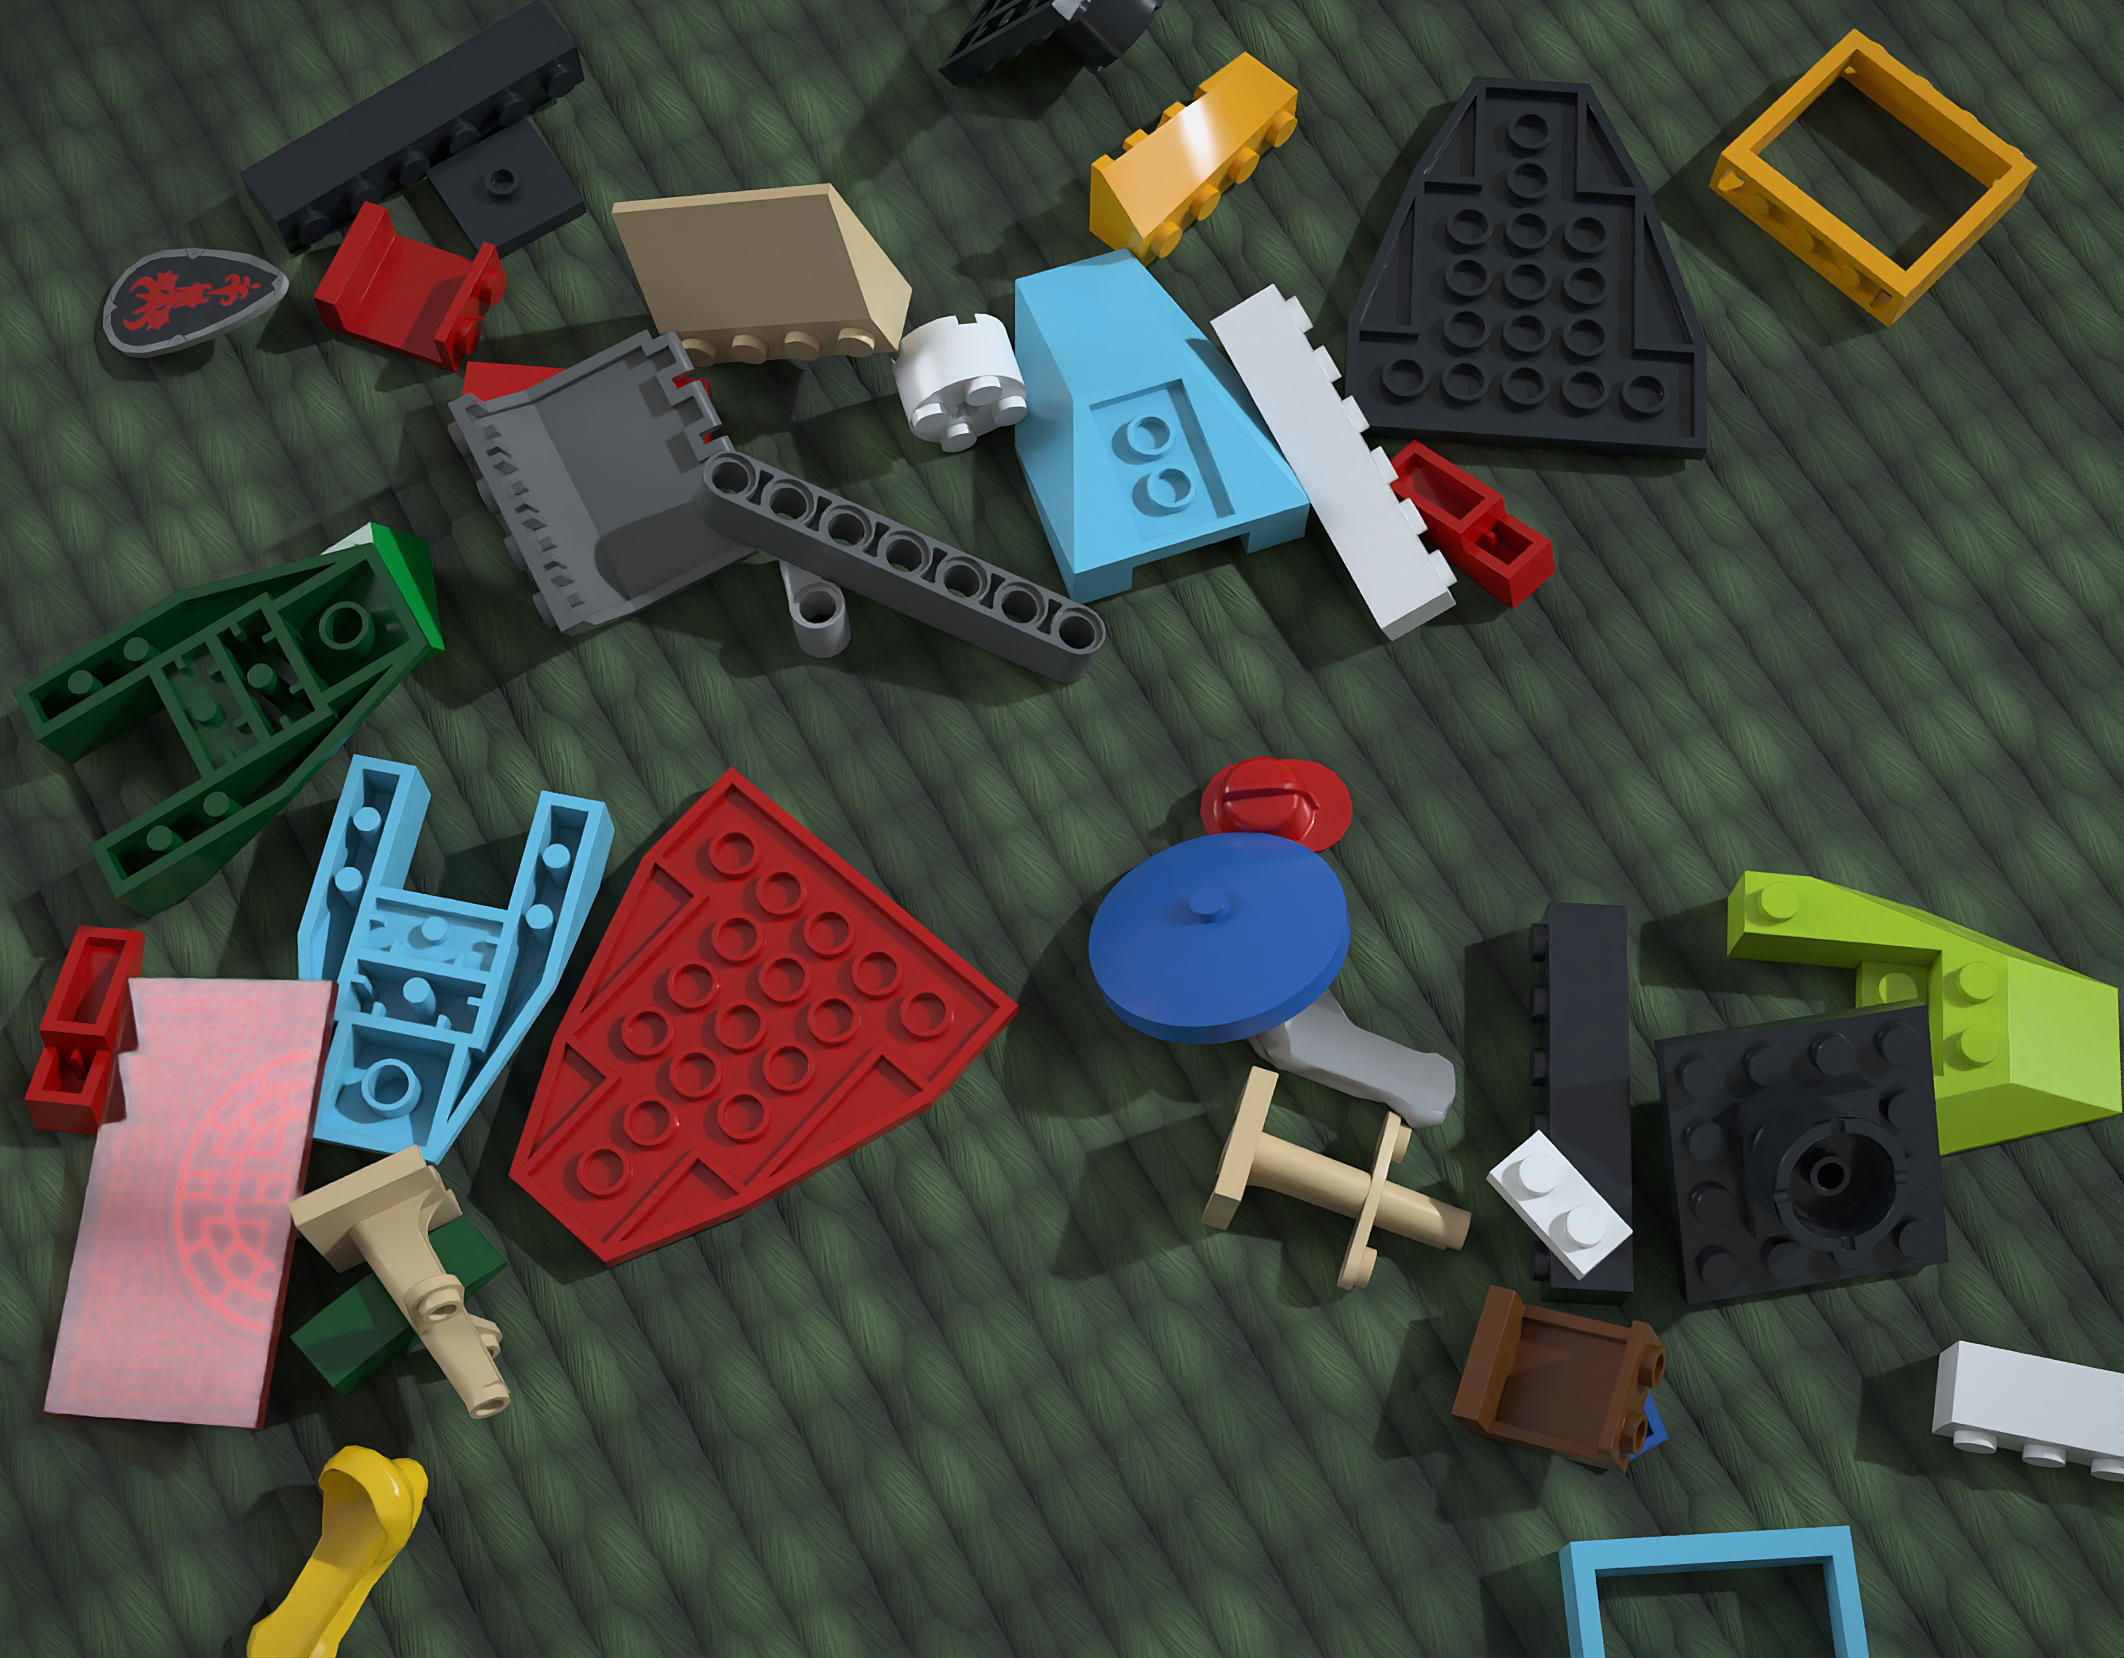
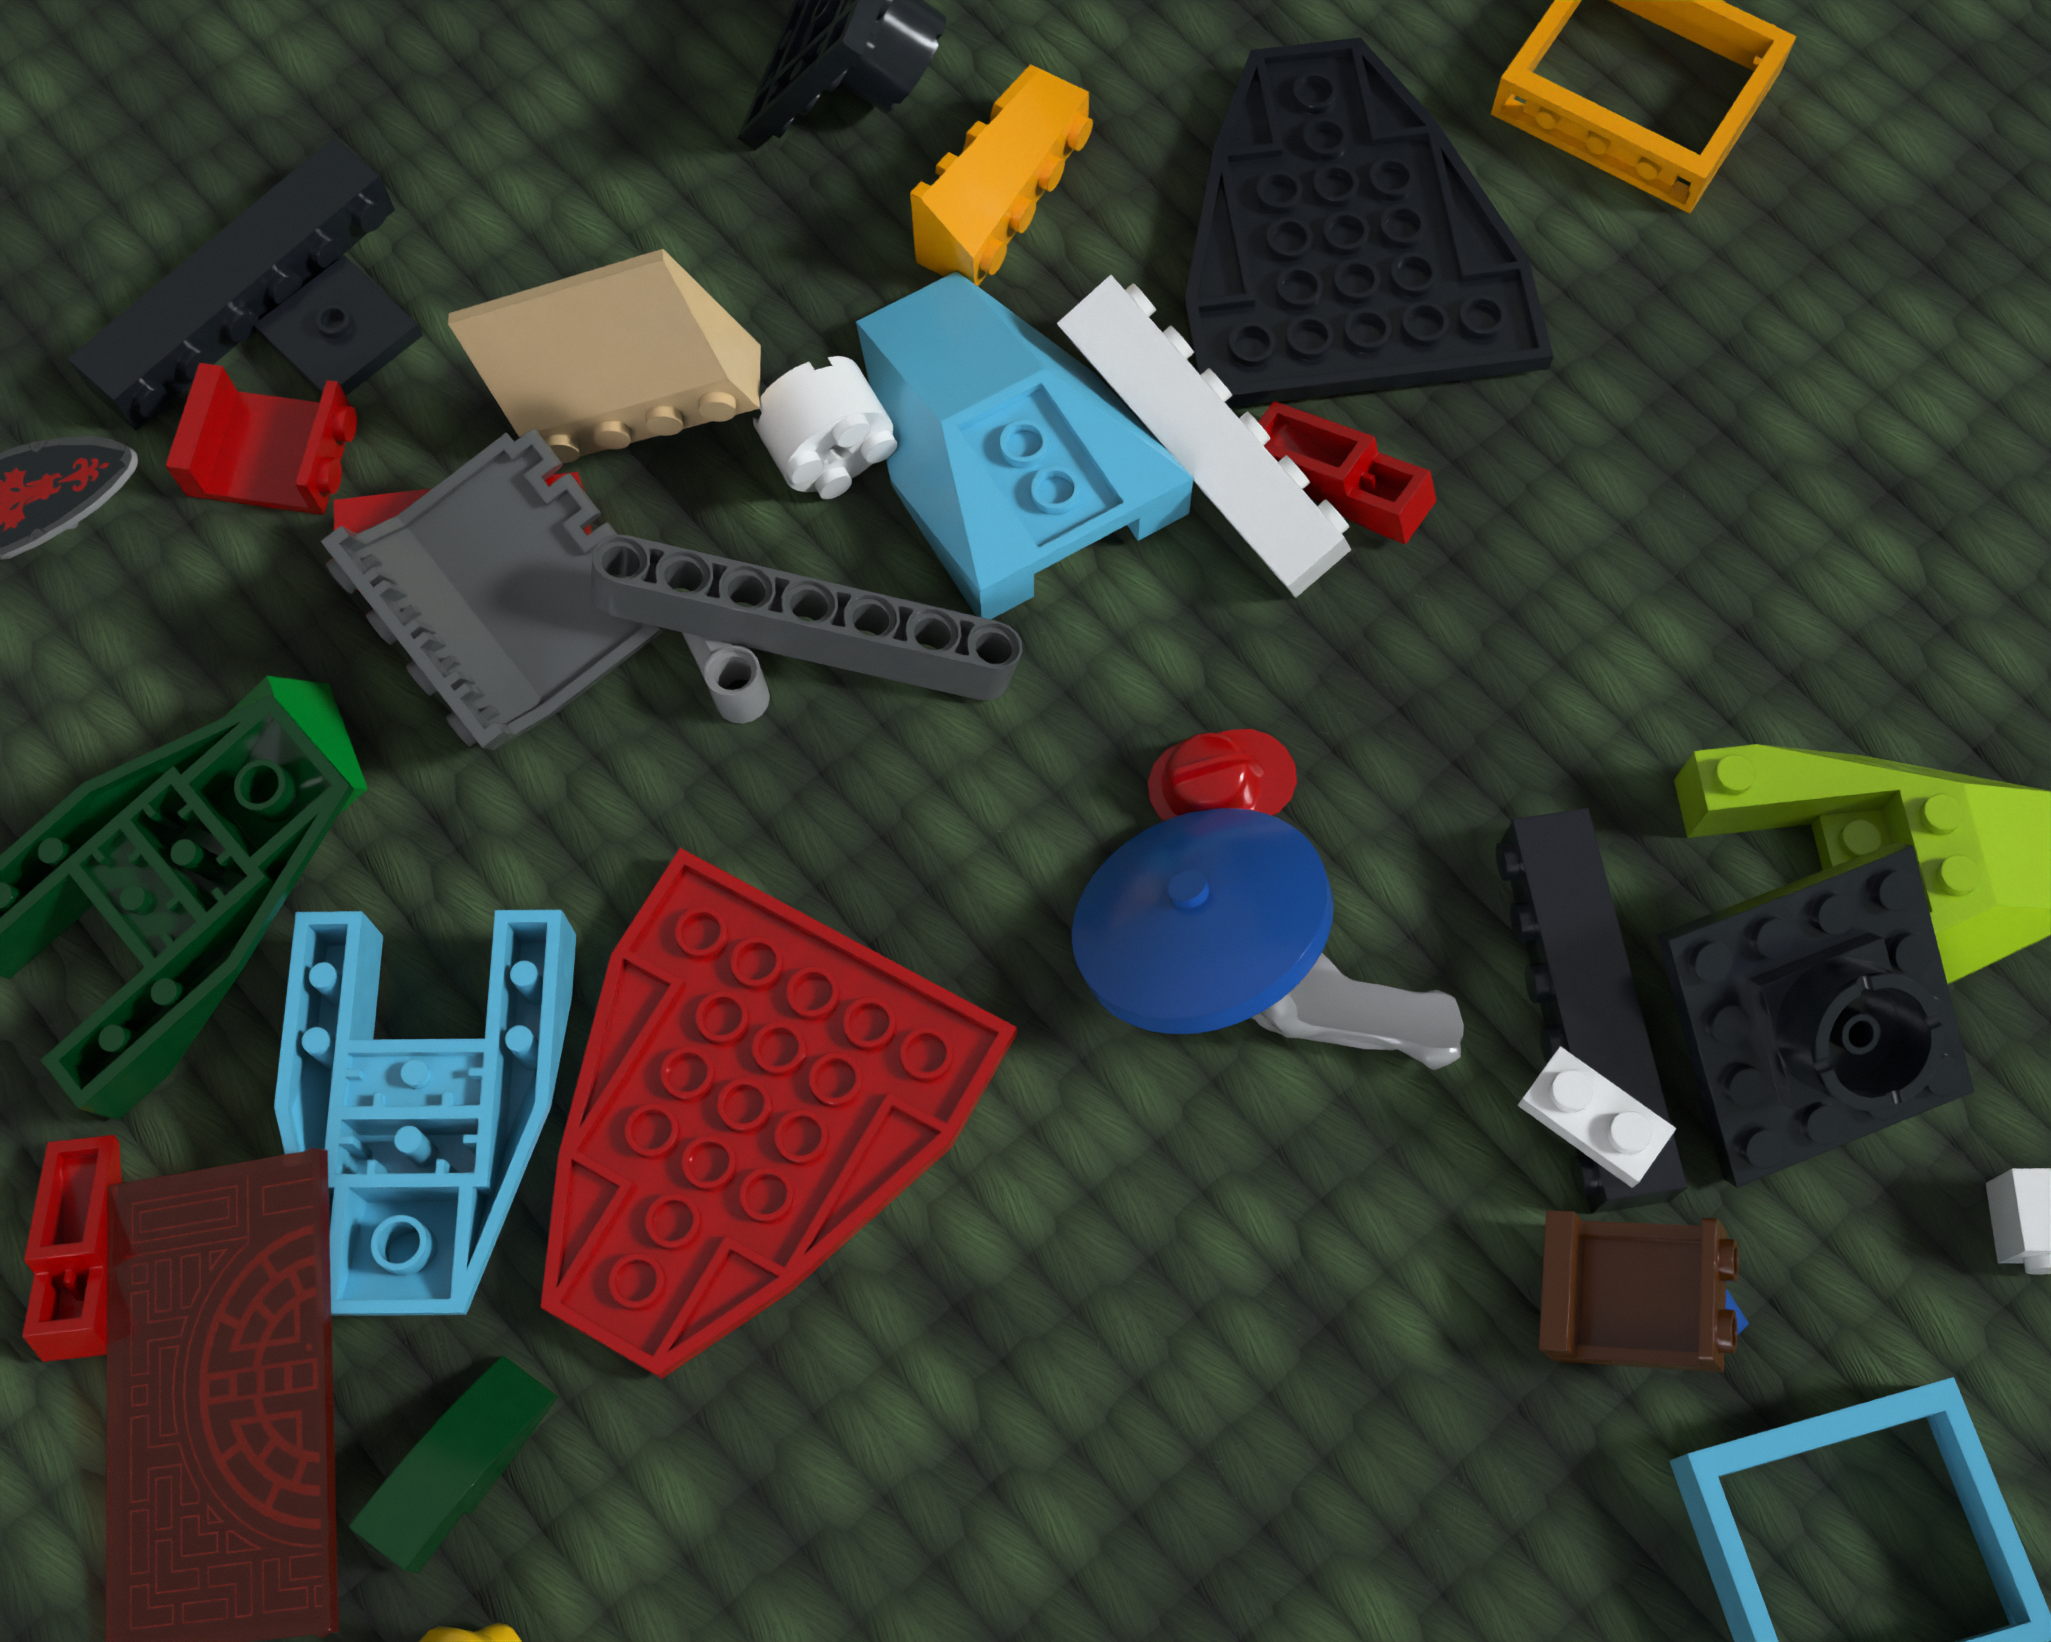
camera: 10 degrees left, 0 degrees up
(385, 1220) = (424, 1384): tan piece -> none
(1275, 1164) = (1295, 1132): tan piece -> none

